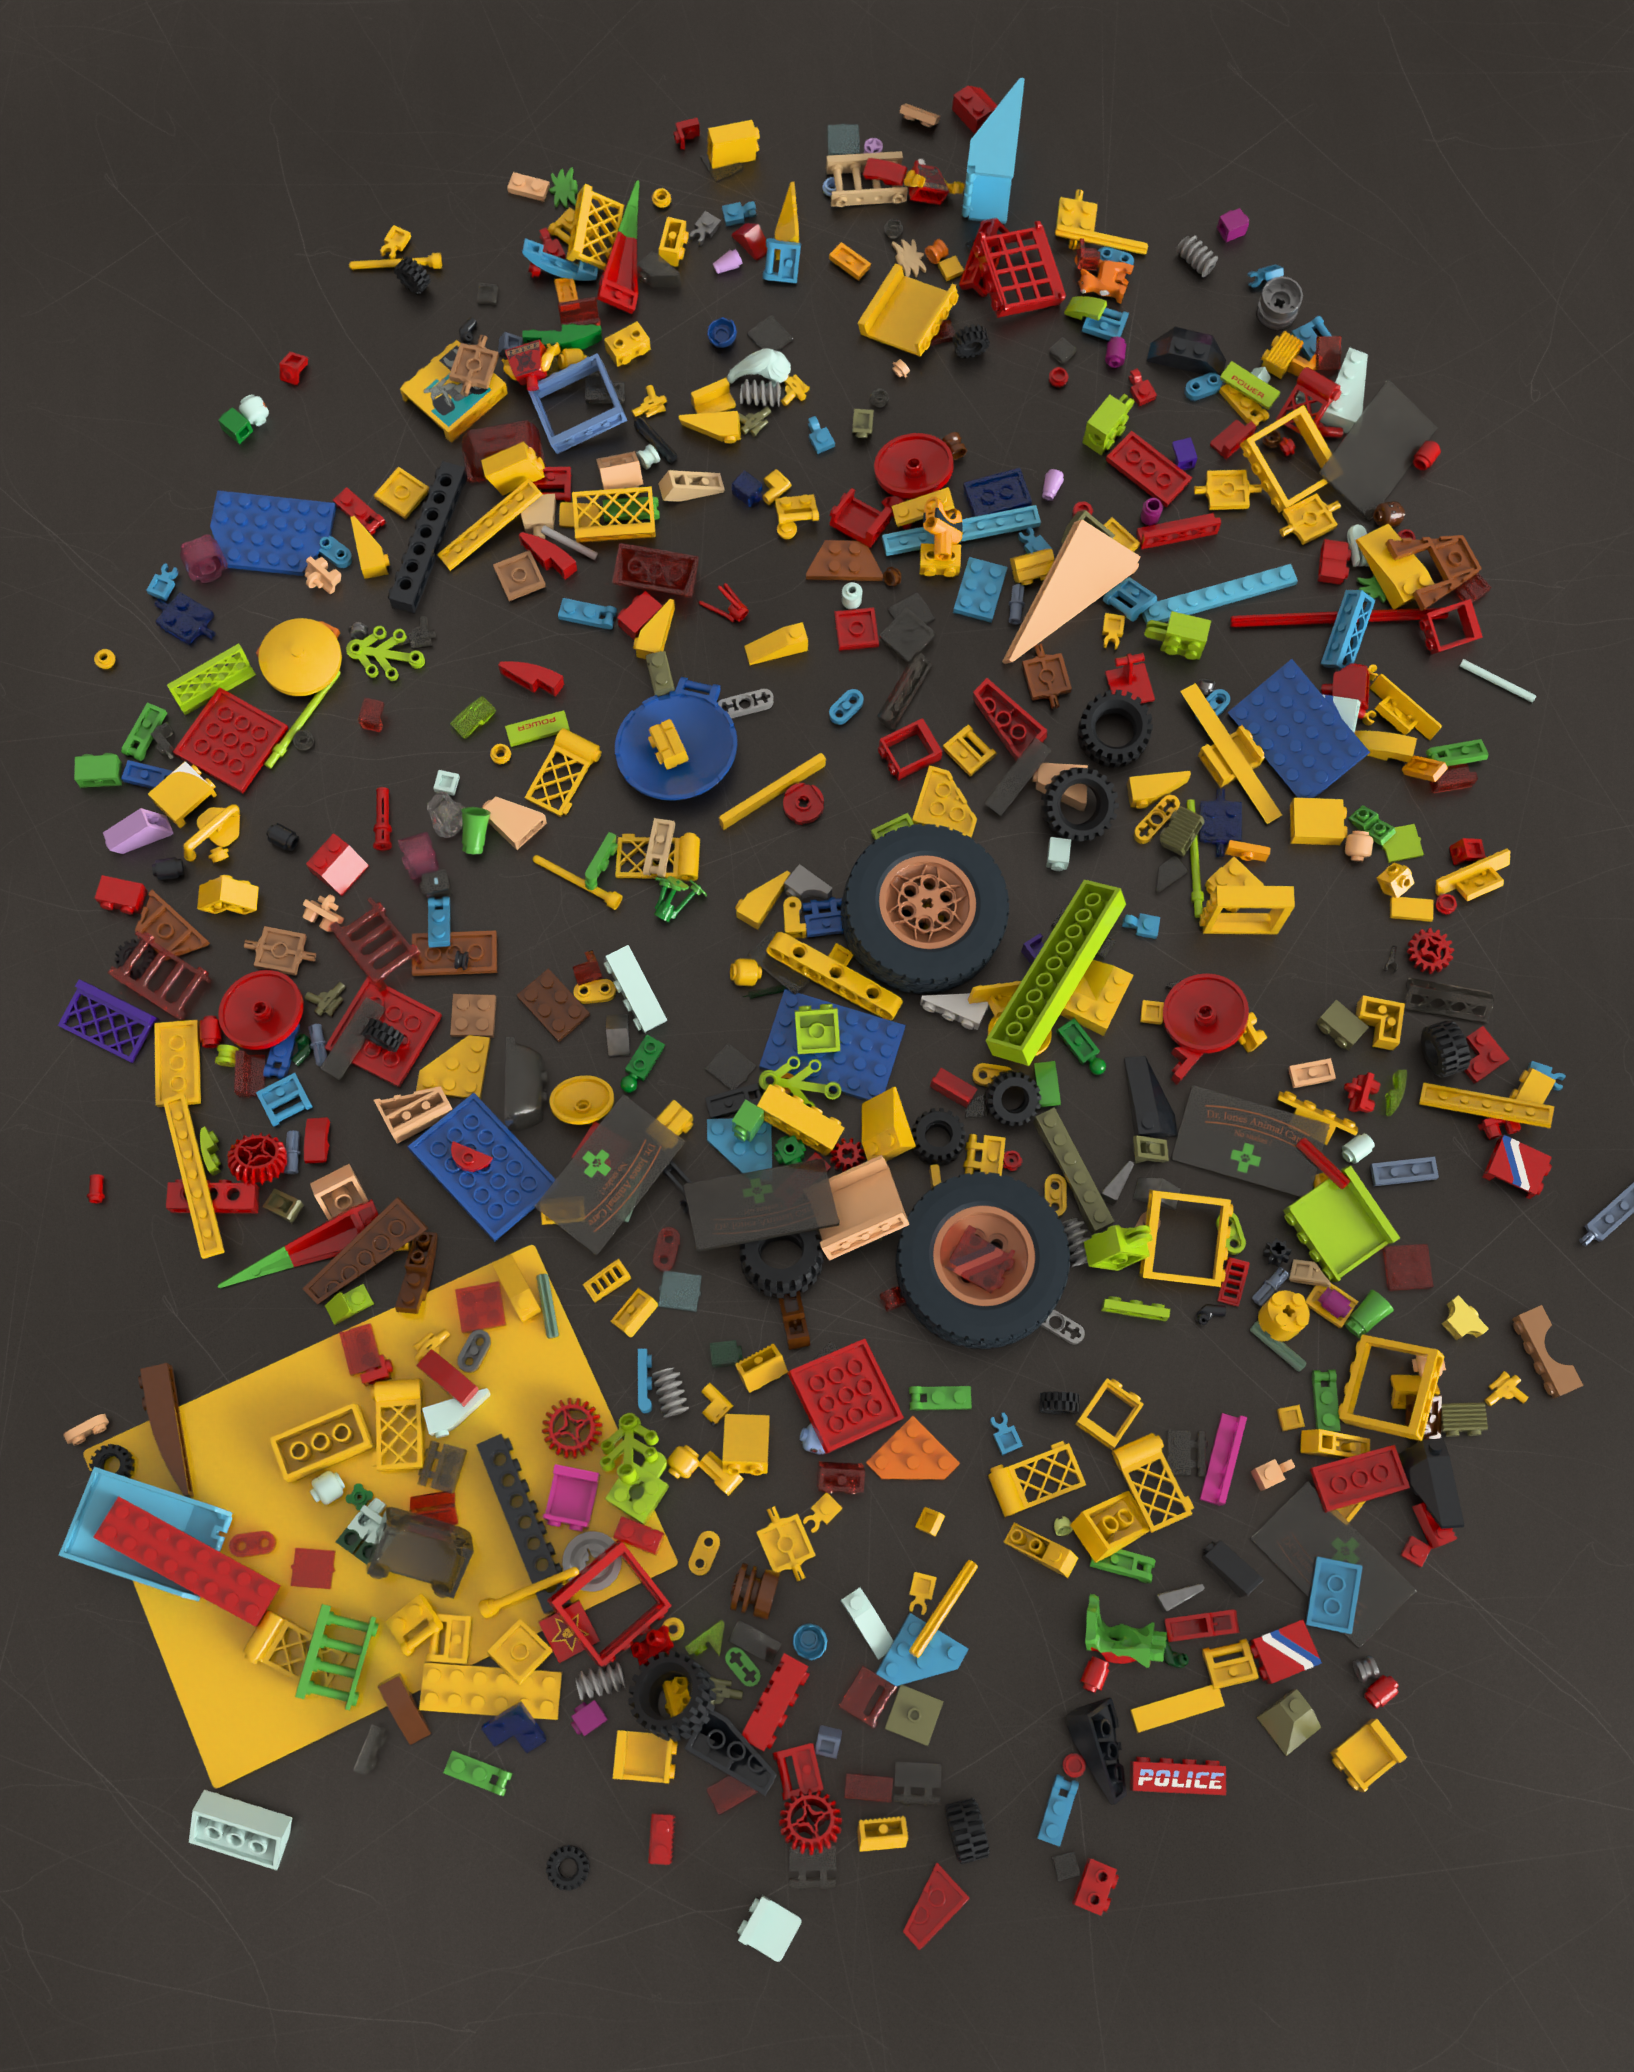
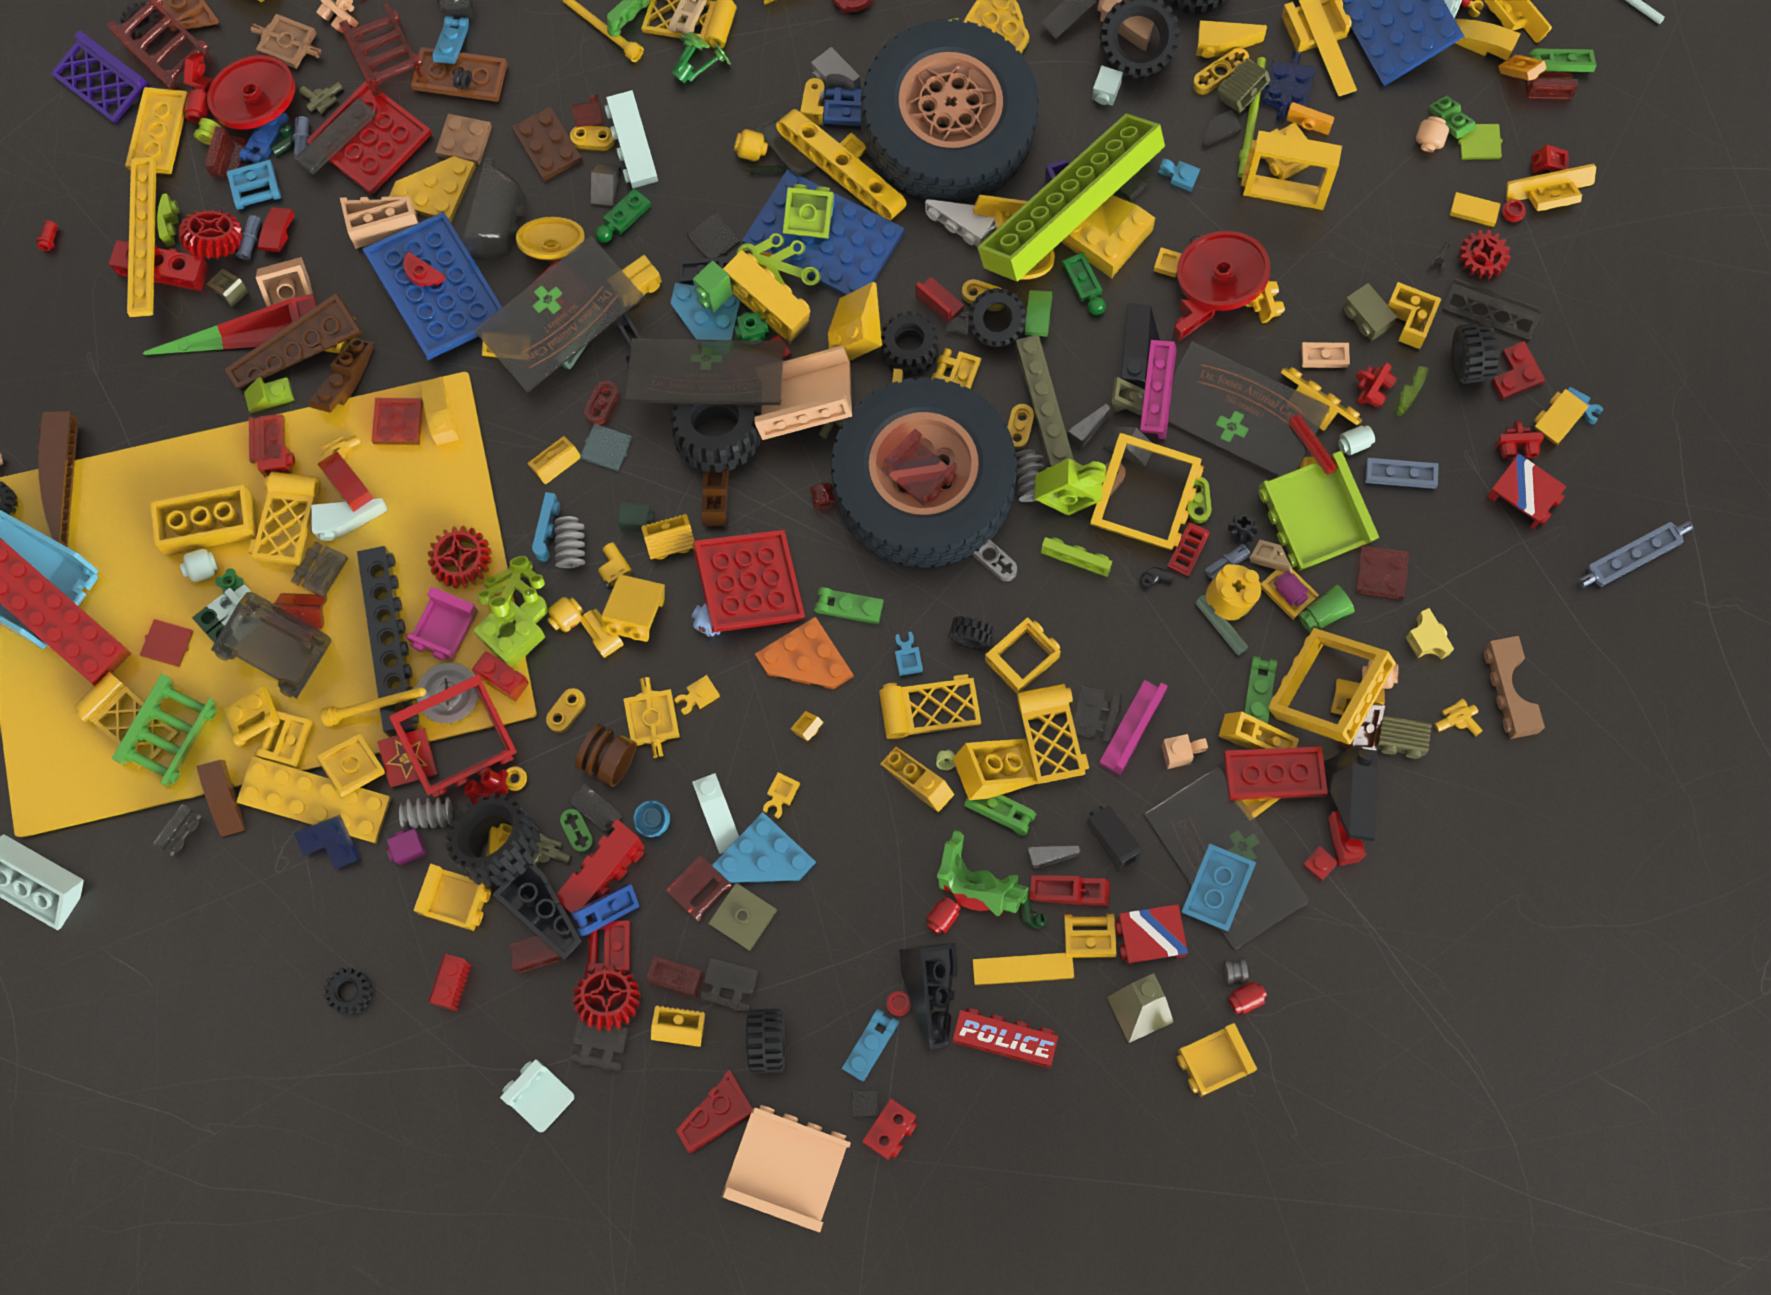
camera: 20 degrees right, 0 degrees up
(200, 1000) = (194, 72): none -> red bracket
(253, 1544) = (113, 605): clear red plate -> none
(383, 1035) = (363, 135): black tyre -> none
(473, 1351) = (378, 461): dark grey plate -> none
(476, 1772) = (280, 878): bright green plate -> none
(547, 1306) = (465, 433): sand green axle -> none
(611, 1287) = (538, 411): yellow slope -> none
(713, 1635) = (552, 792): clear neon green slope -> none
(759, 902) = (784, 78): yellow slope -> none
(790, 1738) = (605, 909): none -> blue plate
(828, 1741) = (646, 925): sand blue slope -> none
(838, 1153) = (807, 339): red gear -> none
(840, 1477) = (723, 661): clear red brick -> none
(943, 1608) = (798, 814): yellow axle -> none
(1010, 1945) = (785, 1168): none -> light nougat panel
(1017, 1160) = (982, 377): red plate -> none
(1173, 1137) = (1158, 388): none -> dark pink fence
(1290, 1418) = (1217, 700): yellow tile -> none
(1317, 821) = (1393, 102): yellow brick -> none
(1395, 880) = (1463, 175): yellow brick -> none
(1487, 1105) = (1507, 420): yellow tile -> none

